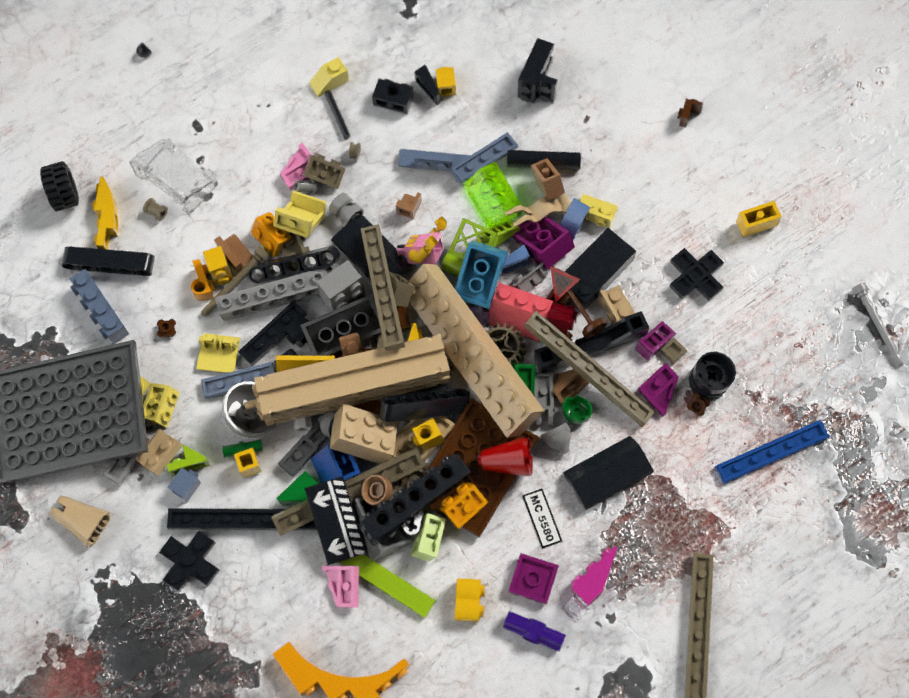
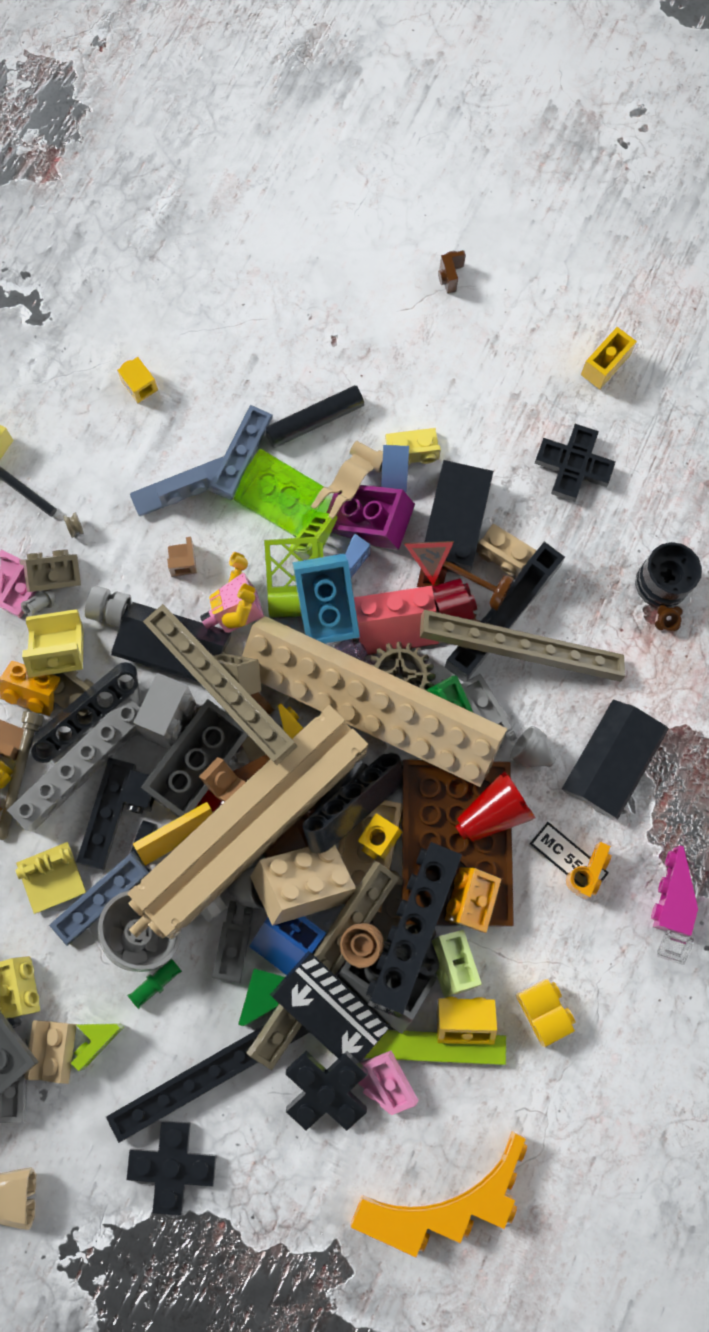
camera: 35 degrees left, 5 degrees up
(185, 484) = (108, 1072): sand blue brick -> none
(247, 462) = (174, 999): yellow brick -> none
(306, 567) = (326, 1090): none -> black plate
(399, 102) = (94, 436): black brick -> none
(415, 576) = (466, 1020): none -> yellow brick
(425, 81) = (114, 393): black slope -> none
(533, 79) = (249, 325): black brick -> none
(533, 578) = (605, 939): magenta plate -> none
(534, 273) = (384, 563): light grey hinge -> none
(534, 631) = (644, 1004): dark purple piece -> none
(548, 179) = (336, 437): medium nougat brick -> none
(558, 527) = (599, 860): none -> light orange plate
(568, 384) = (505, 678): medium nougat slope -> none
(576, 410) = (535, 703): green hair -> none
(646, 349) = (569, 583): magenta slope -> none
(659, 388) = (613, 623): magenta wing -> none
(673, 351) = (601, 569): dark tan tile -> none

